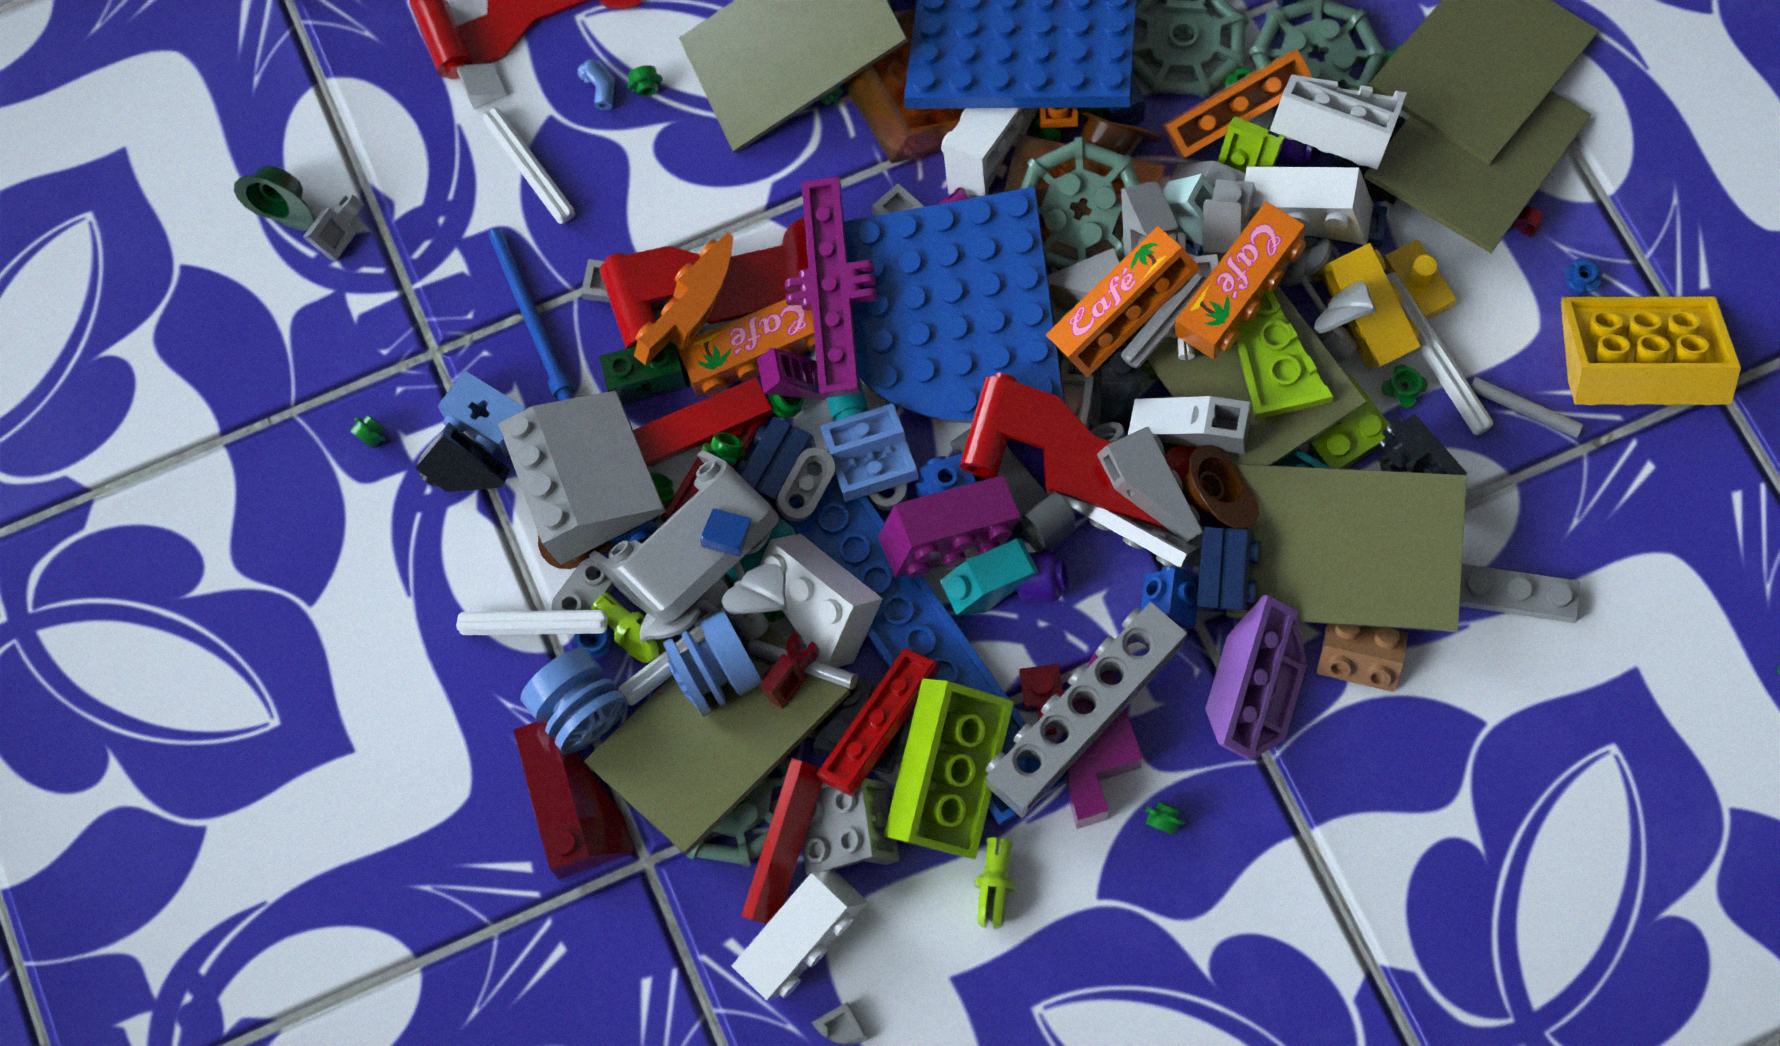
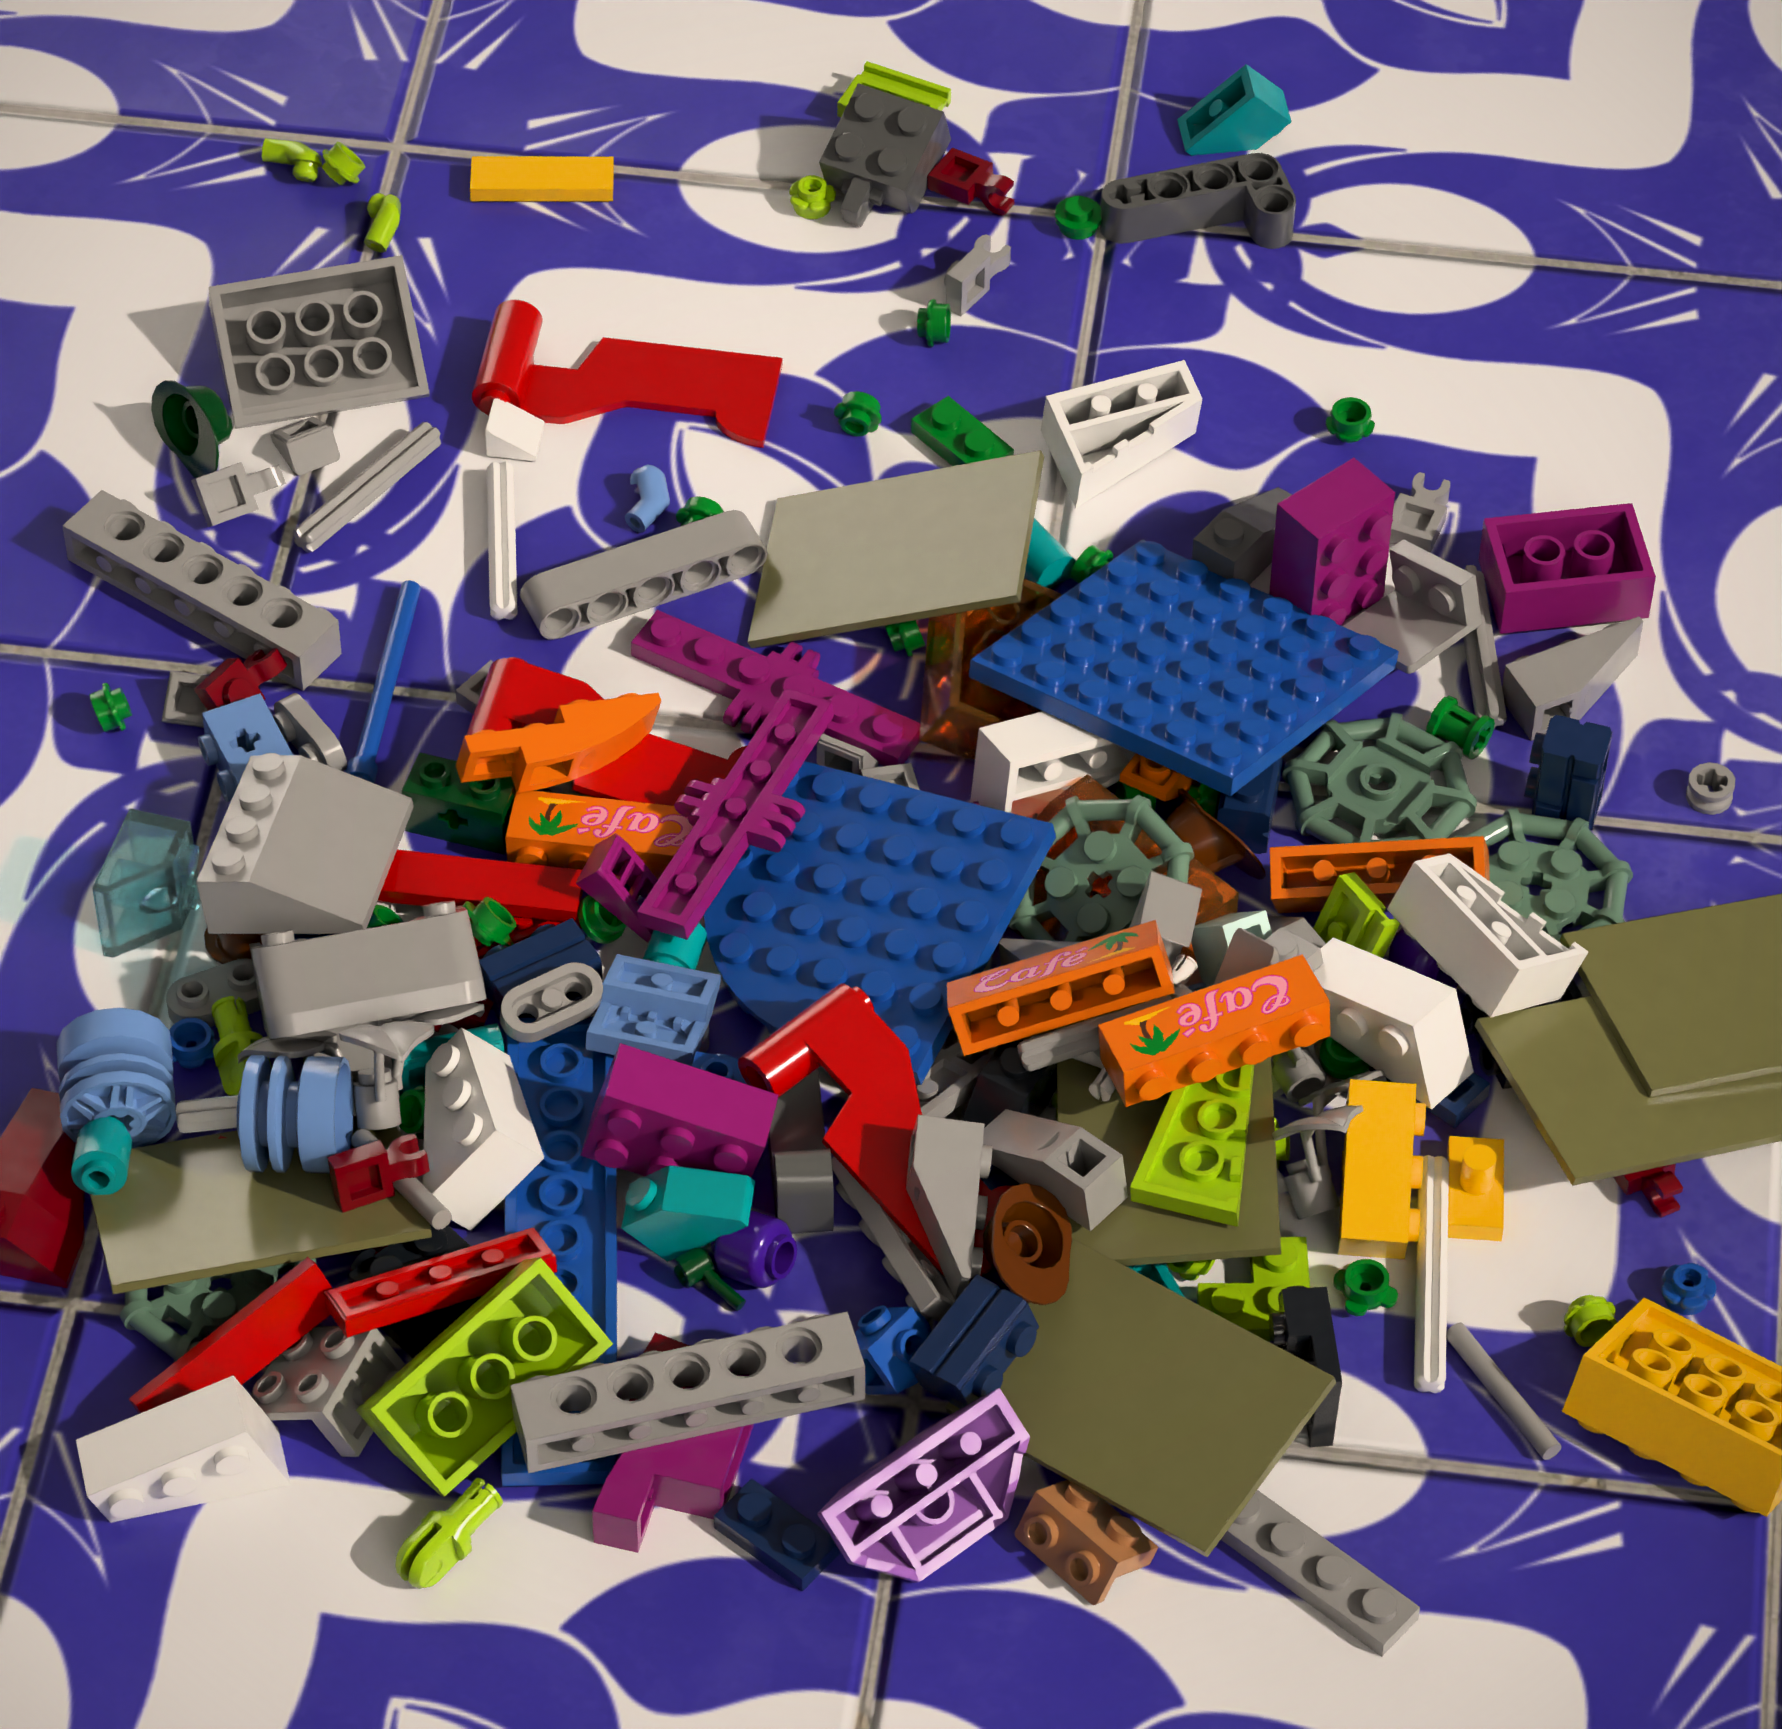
camera: 25 degrees right, 20 degrees down
(311, 90) = (318, 341): none -> light grey slope
(352, 165) = (306, 445): none -> light grey slope
(415, 175) = (367, 487): none -> light grey axle
(415, 393) = (181, 701): none -> light grey slope
(437, 369) = (239, 680): none -> dark red plate
(456, 325) = (201, 587): none -> light grey brick
(460, 463) = (180, 781): black slope -> none
(491, 546) = (146, 882): none -> clear light blue slope
(521, 382) = (308, 732): none -> light grey plate
(532, 622) = (136, 986): white axle -> none
(605, 760) = (101, 1156): none -> teal brick
(637, 141) = (643, 574): none -> light grey beam
(725, 532) = (404, 970): blue slope -> none
(771, 175) = (758, 682): none -> magenta hinge
(841, 1026) = (155, 1588): light grey tile -> none
(857, 204) = (843, 756): none -> light grey slope
(1012, 607) = (697, 1267): none -> dark green hand
(1164, 818) = (703, 1578): green plate -> none
(1182, 759) = (776, 1534): none -> dark blue plate
(1545, 331) = (1589, 1319): none -> lime plate

